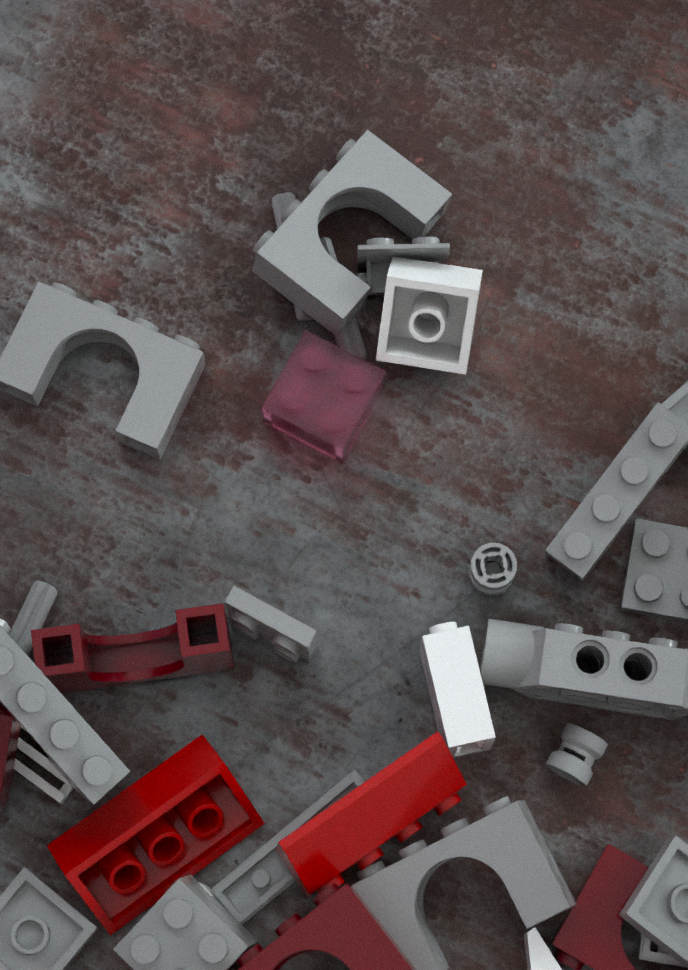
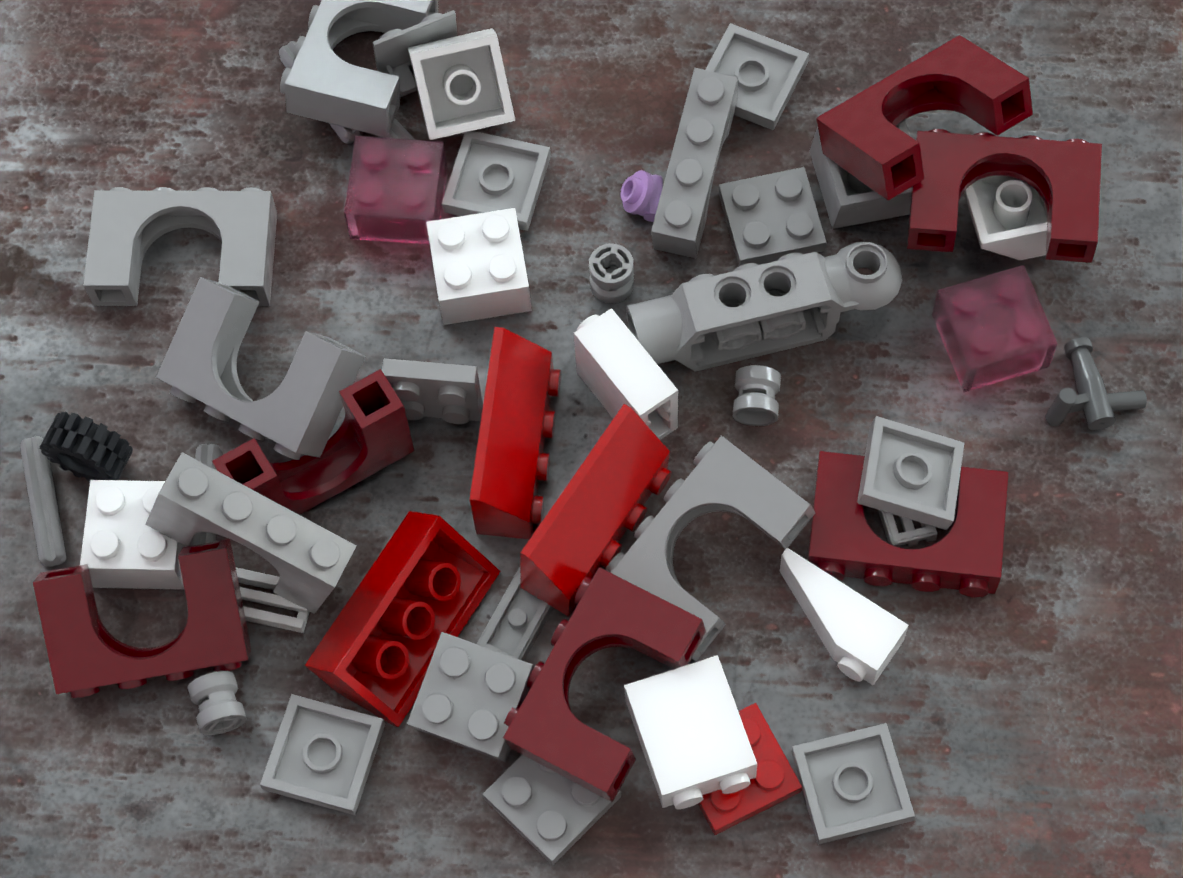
camera: 20 degrees left, 10 degrees down
(69, 512) = (204, 368): none -> light grey arch
(329, 701) = (513, 437): none -> red slope
(369, 509) = (479, 266): none -> white brick
(424, 423) = (495, 176): none -> light grey plate
(558, 497) = (642, 194): none -> lavender plate

